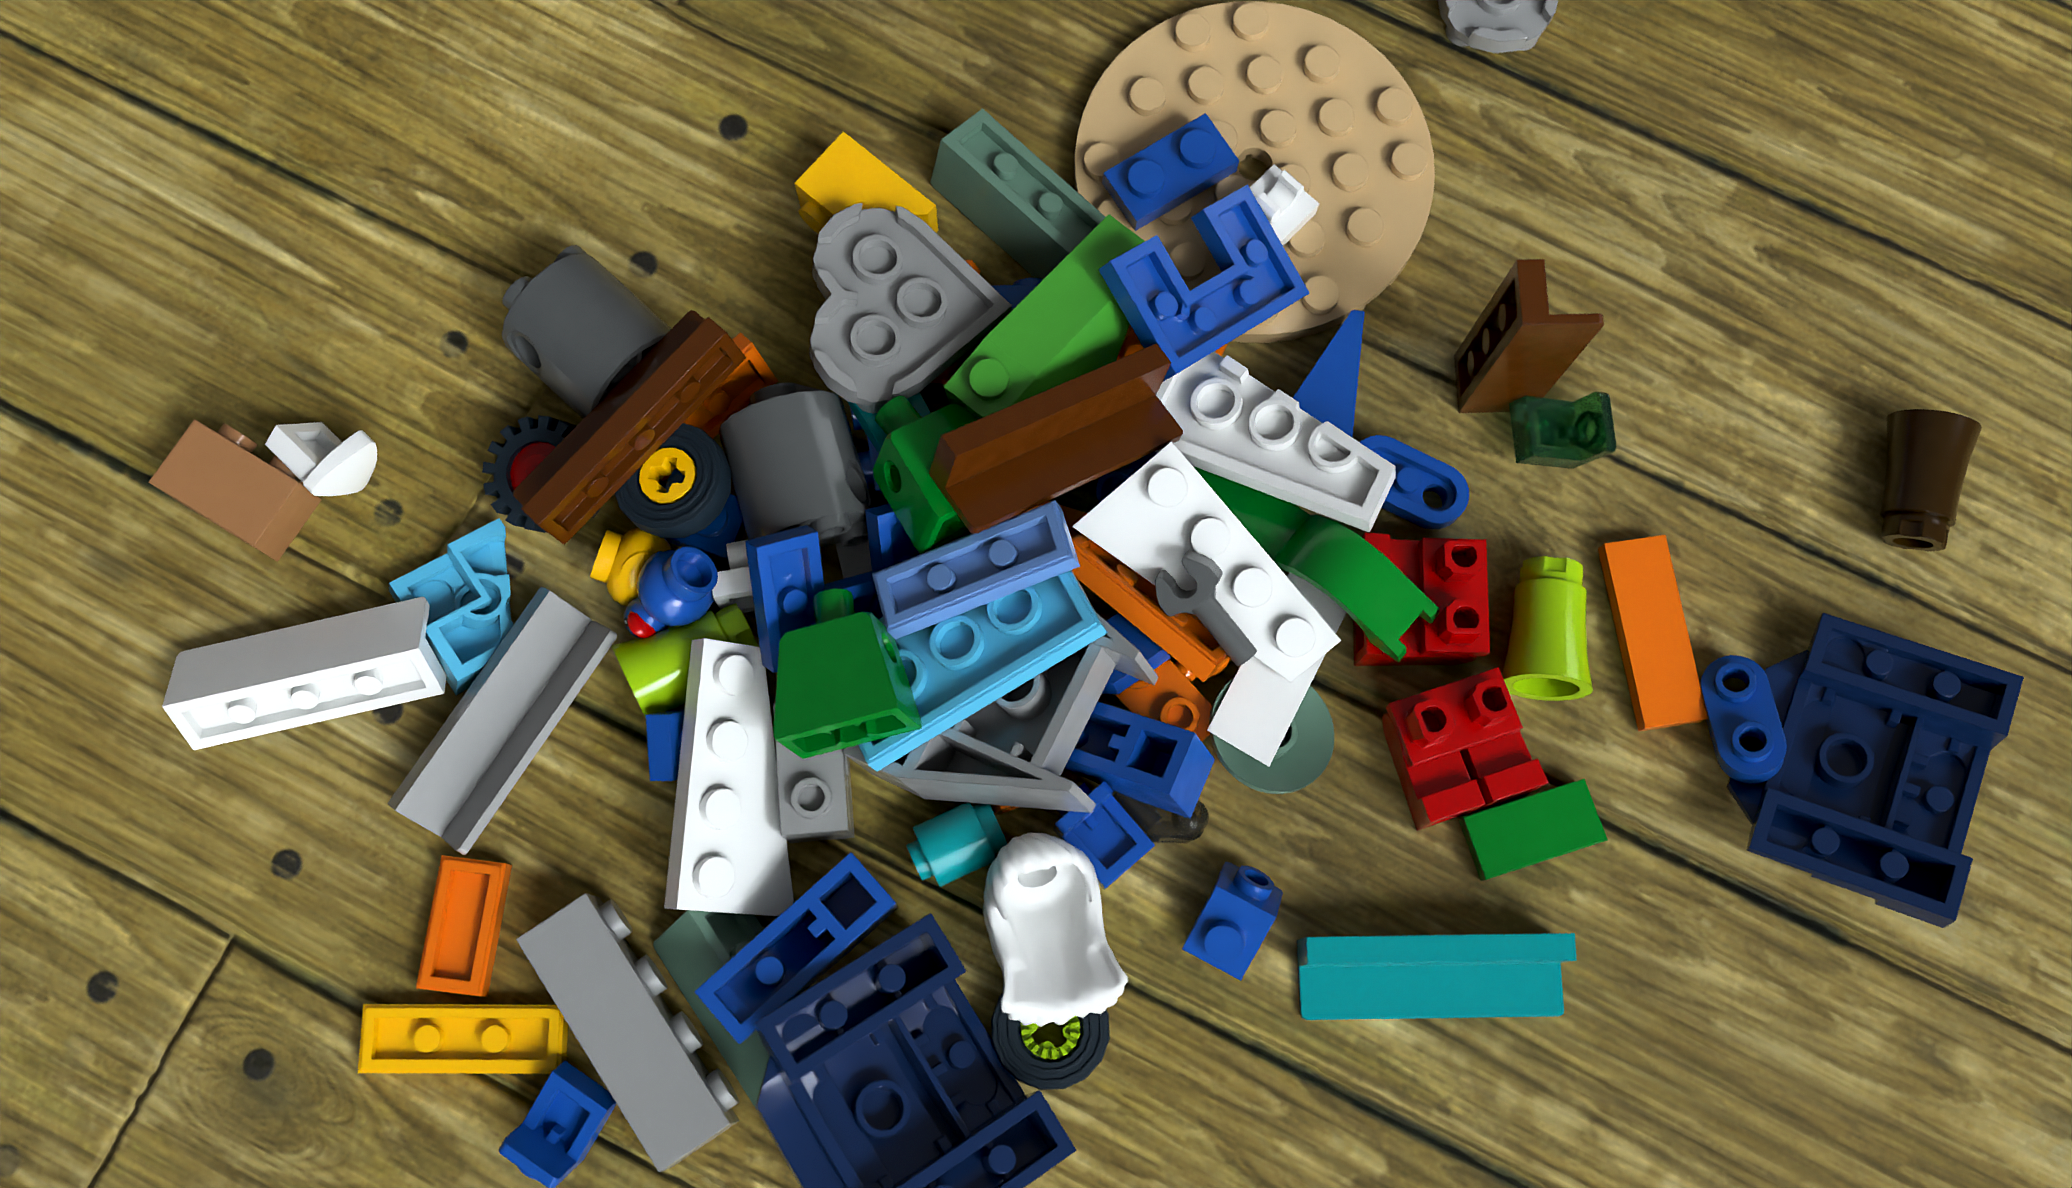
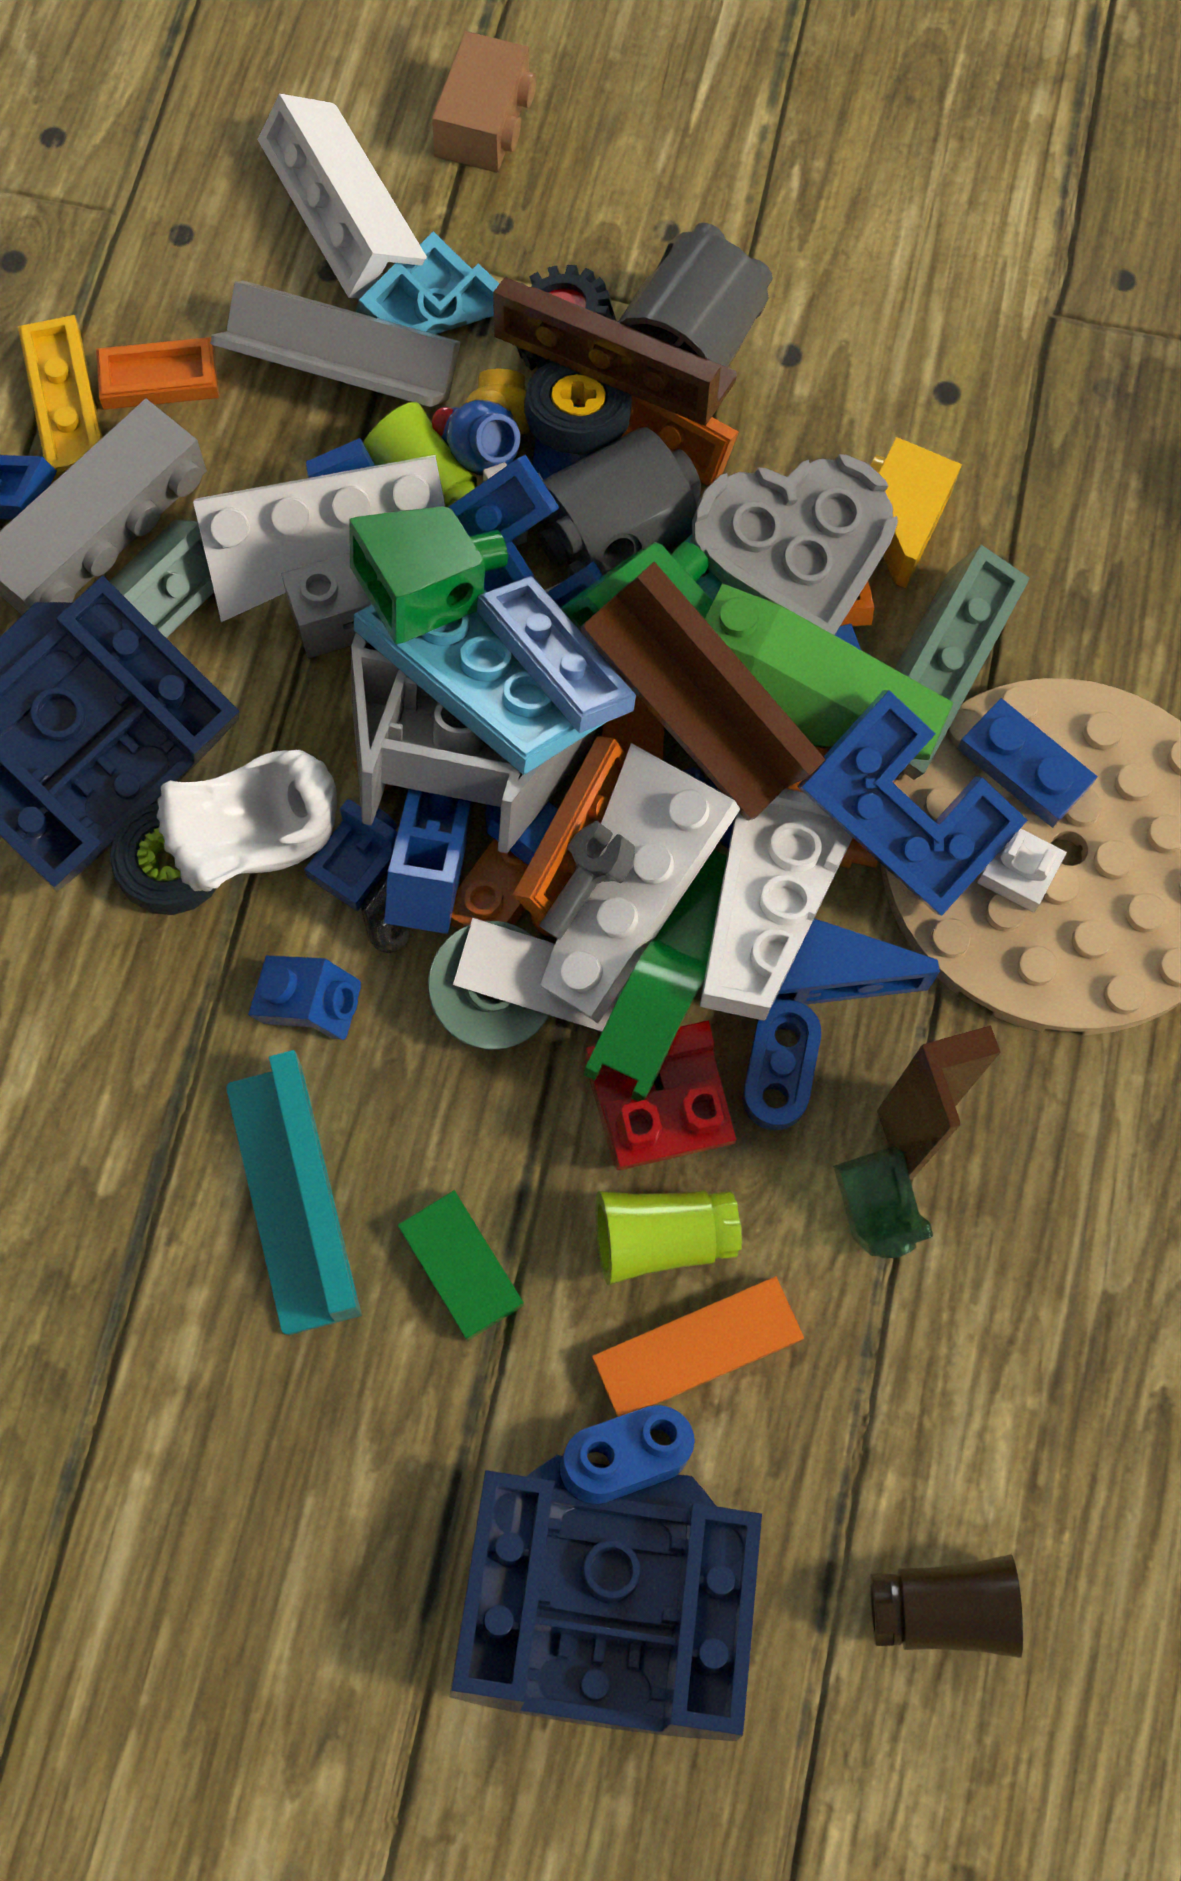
camera: 75 degrees right, 5 degrees down
(322, 459) = (526, 152): white tile -> none
(797, 947) = (205, 626): blue slope -> none
(956, 842) = (315, 726): teal brick -> none
(1459, 749) = (520, 1169): red hips -> none

